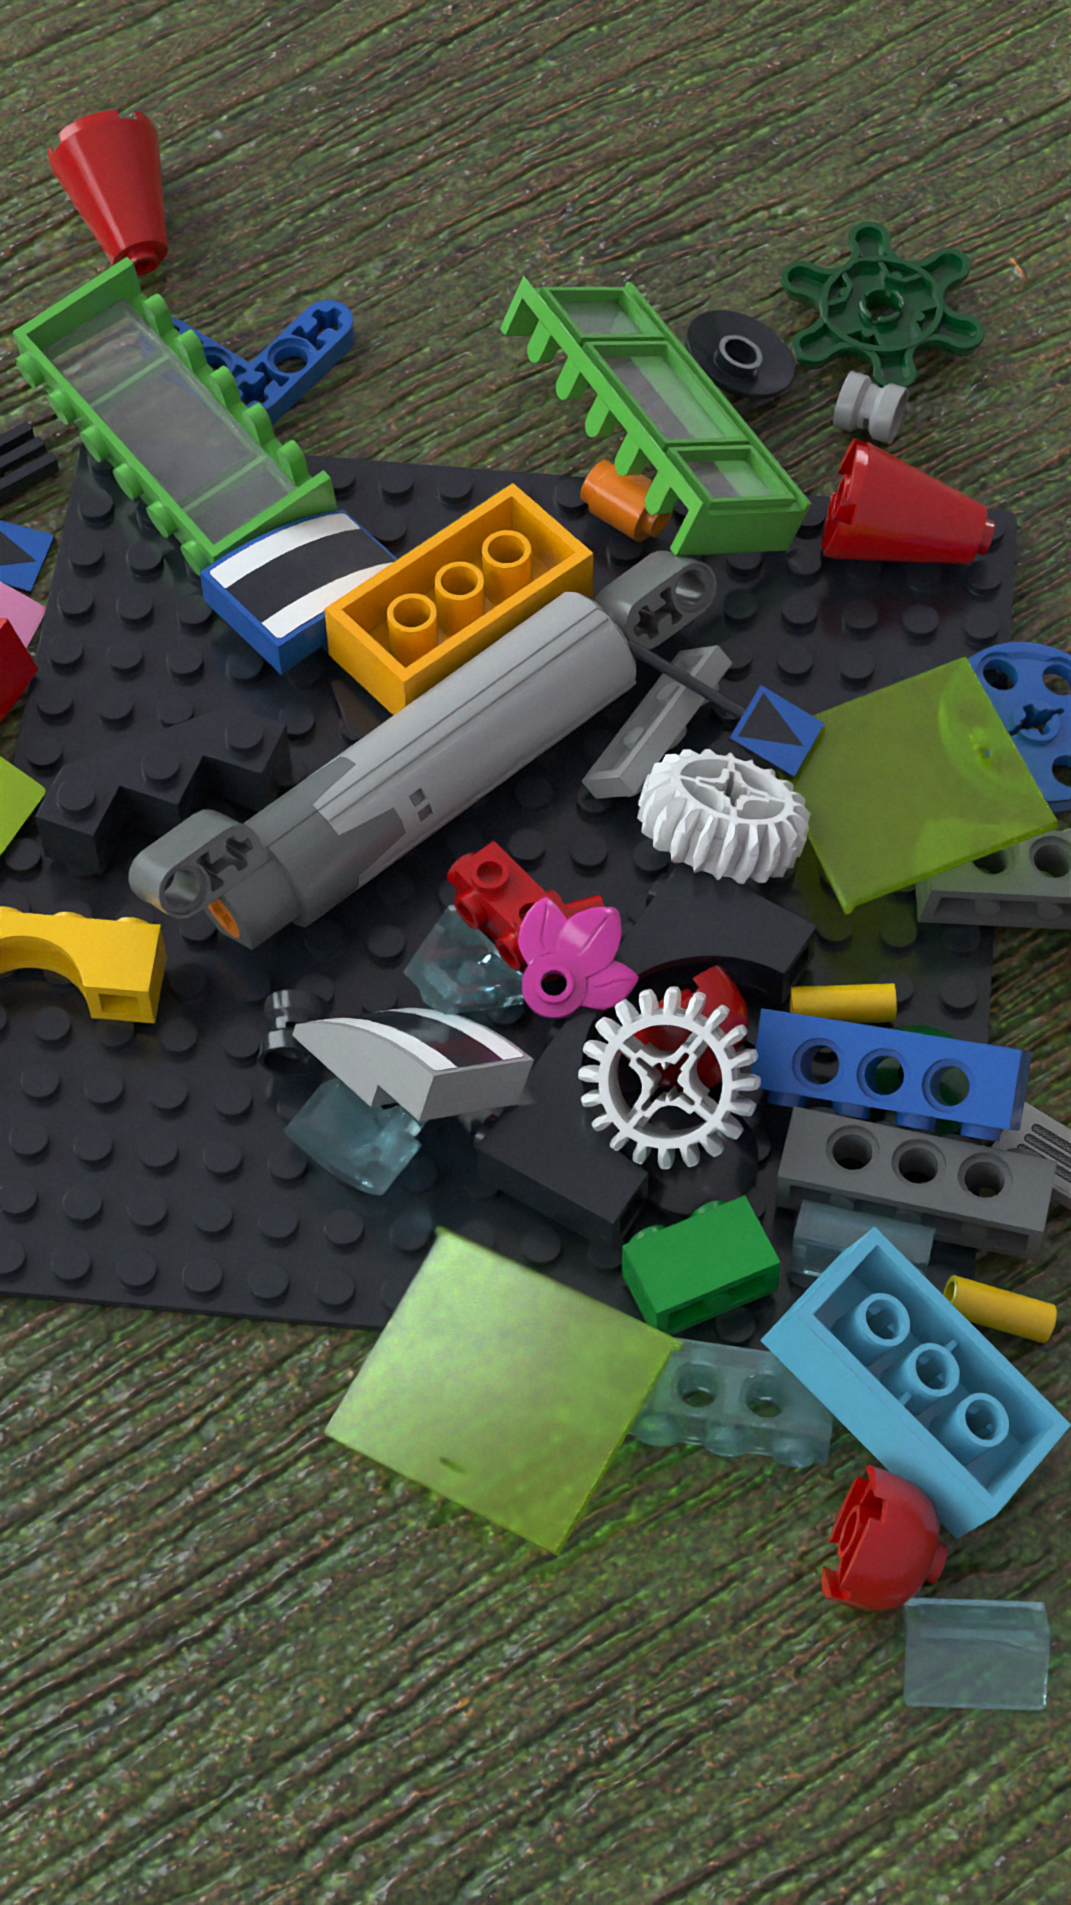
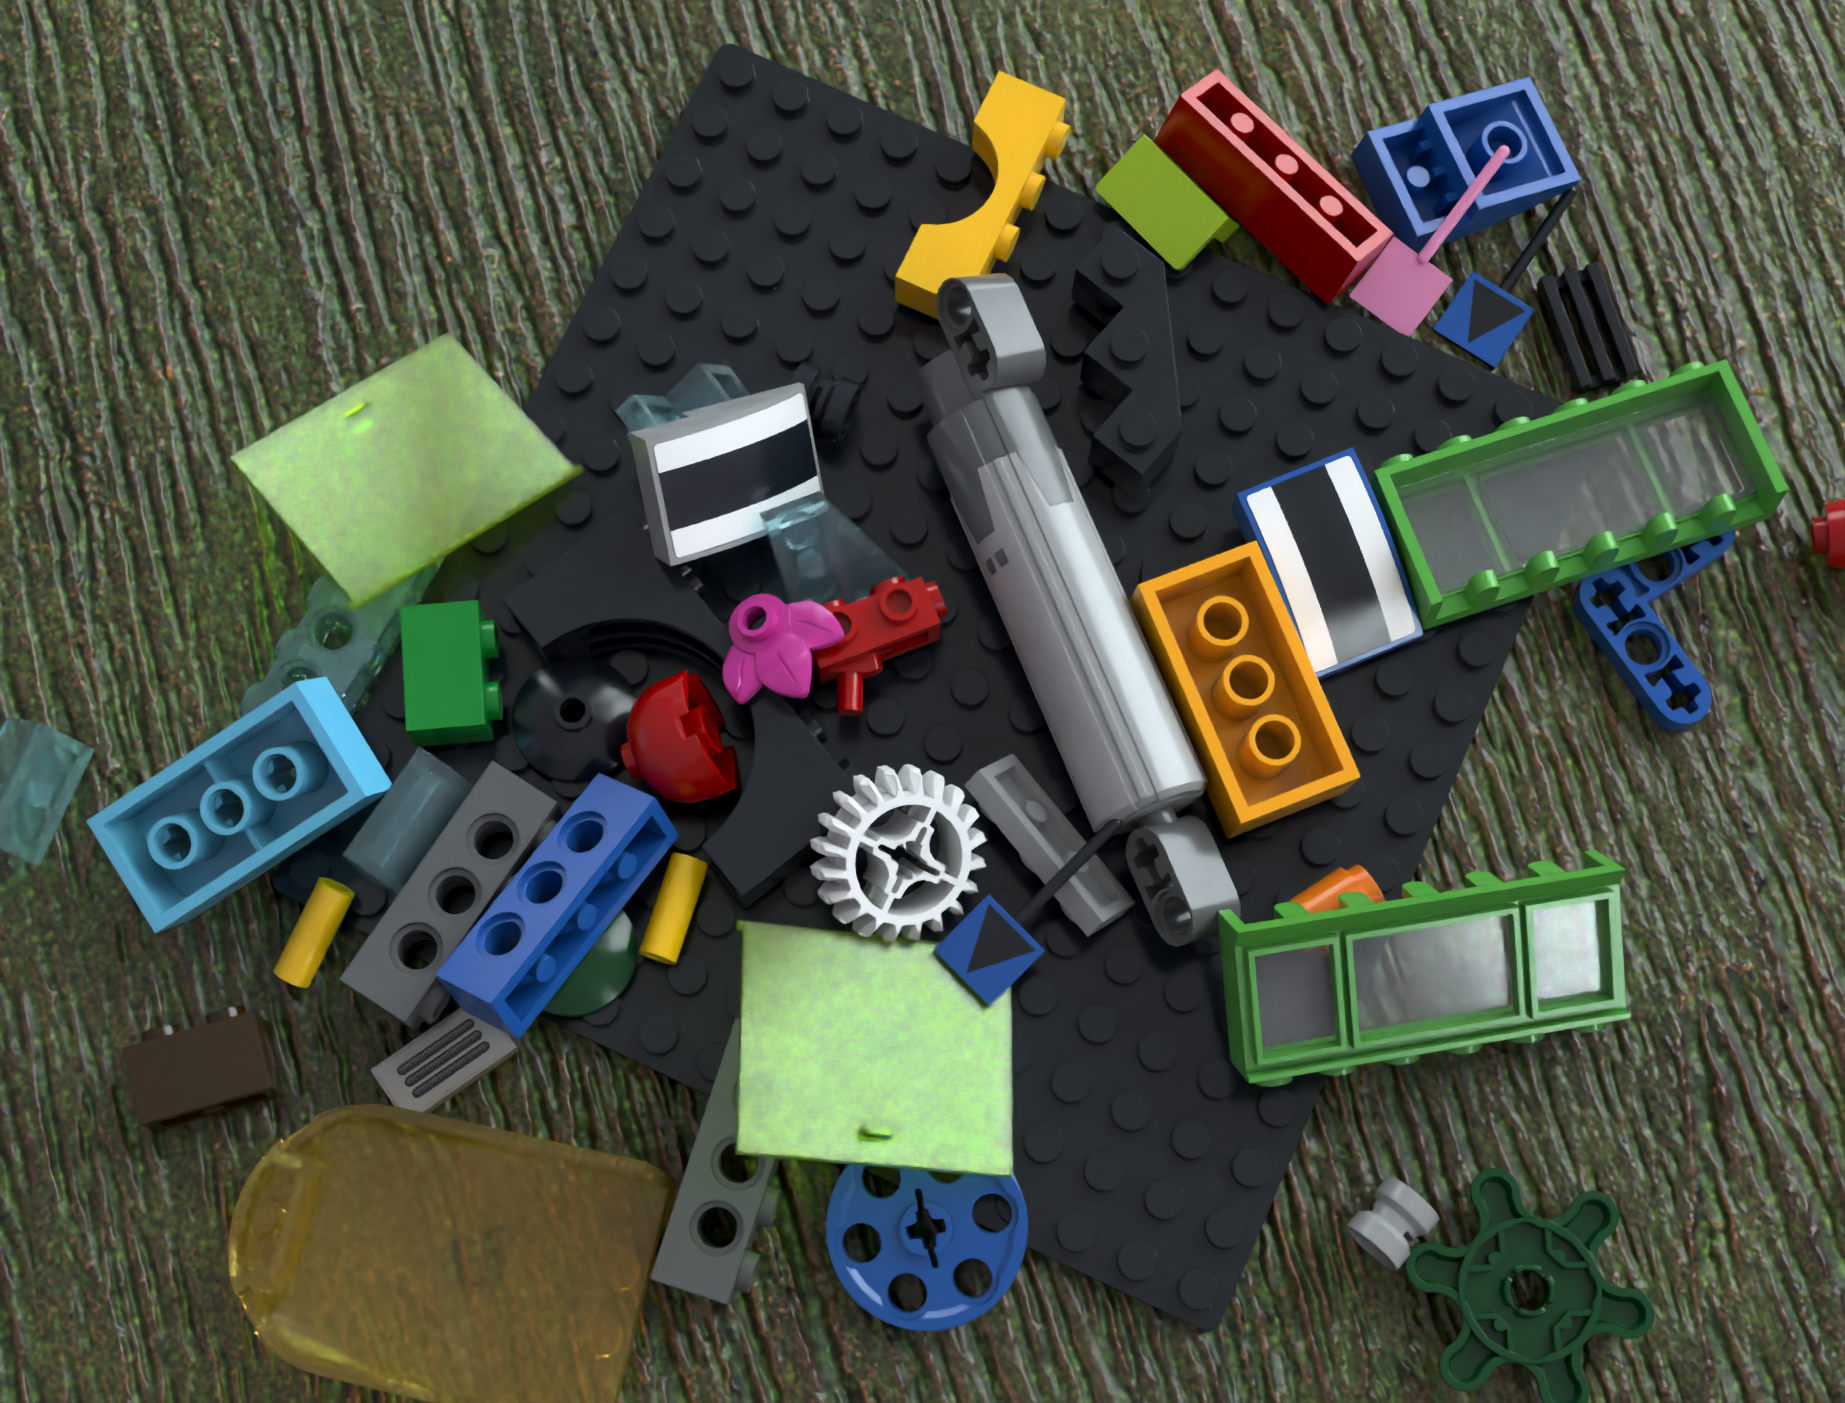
camera: 105 degrees right, 15 degrees up
(644, 1059) = (606, 681): white gear -> none
(740, 354) = (1522, 1129): black dish -> none
(885, 1544) = (125, 734): red cylinder -> none
(900, 514) = (1213, 1181): red cone -> none

